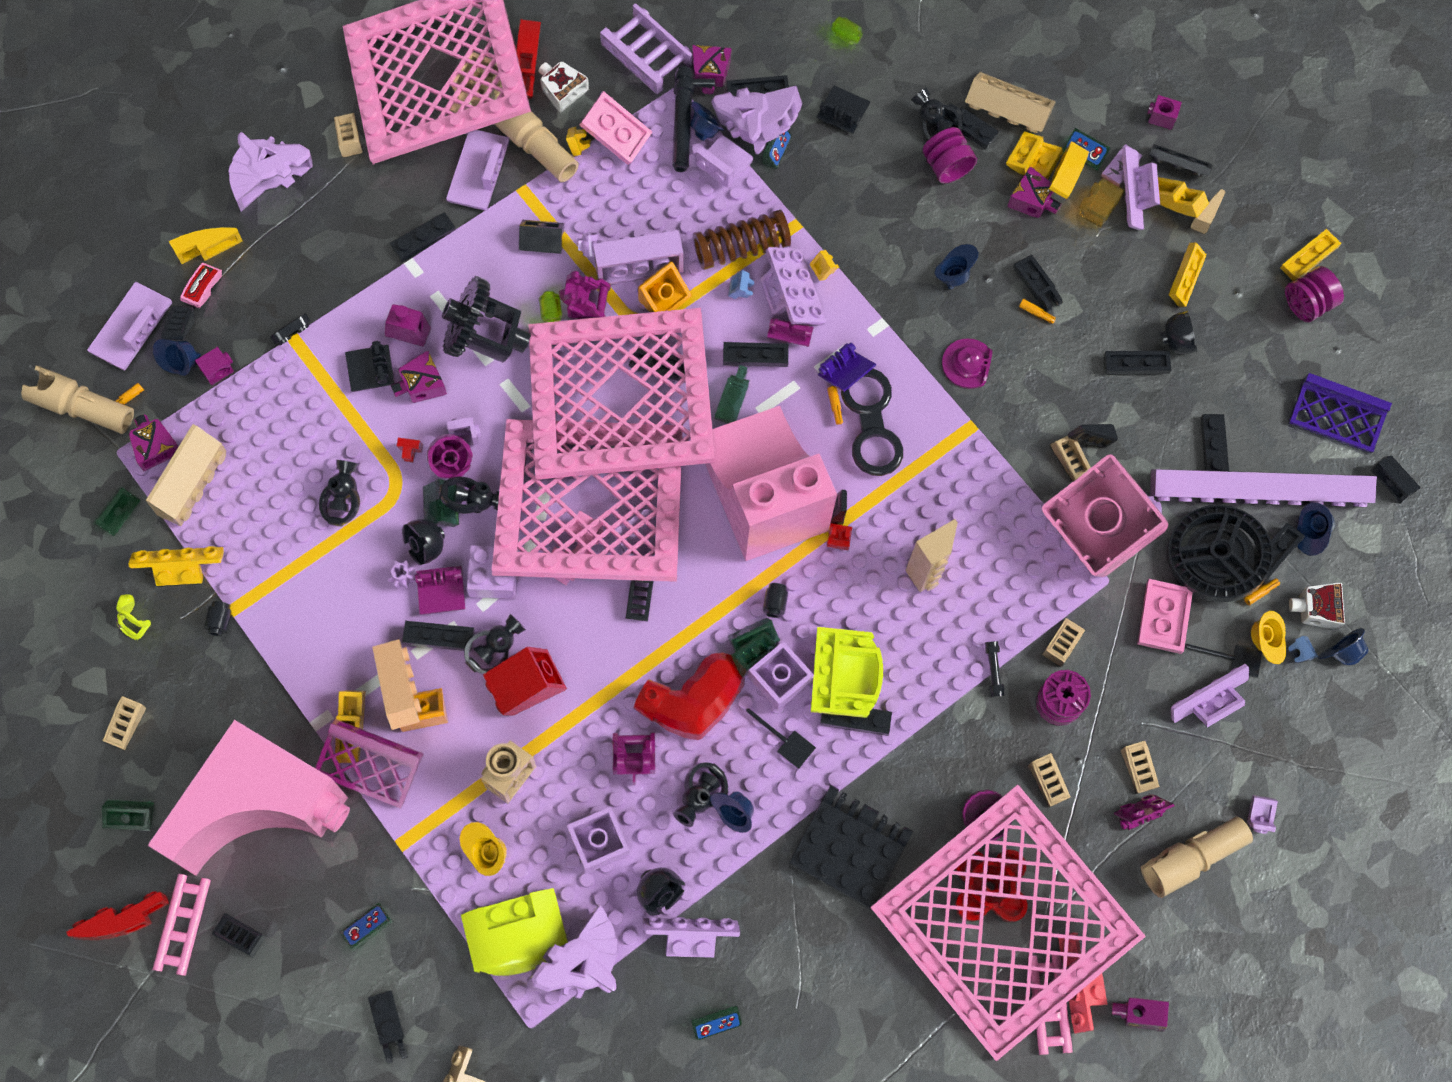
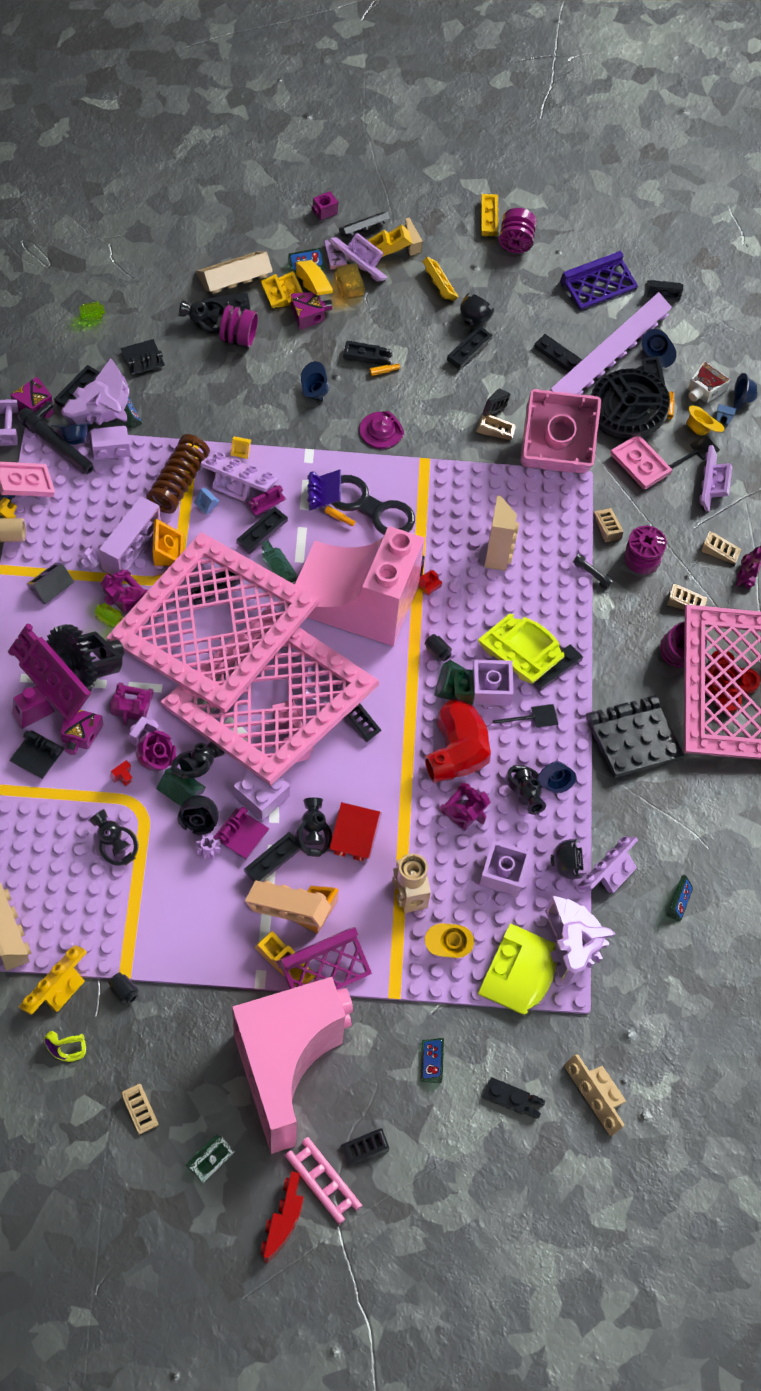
camera: 50 degrees left, 10 degrees down
(433, 310) = (49, 673): none -> magenta hinge
(476, 400) = (130, 708): none -> magenta piece

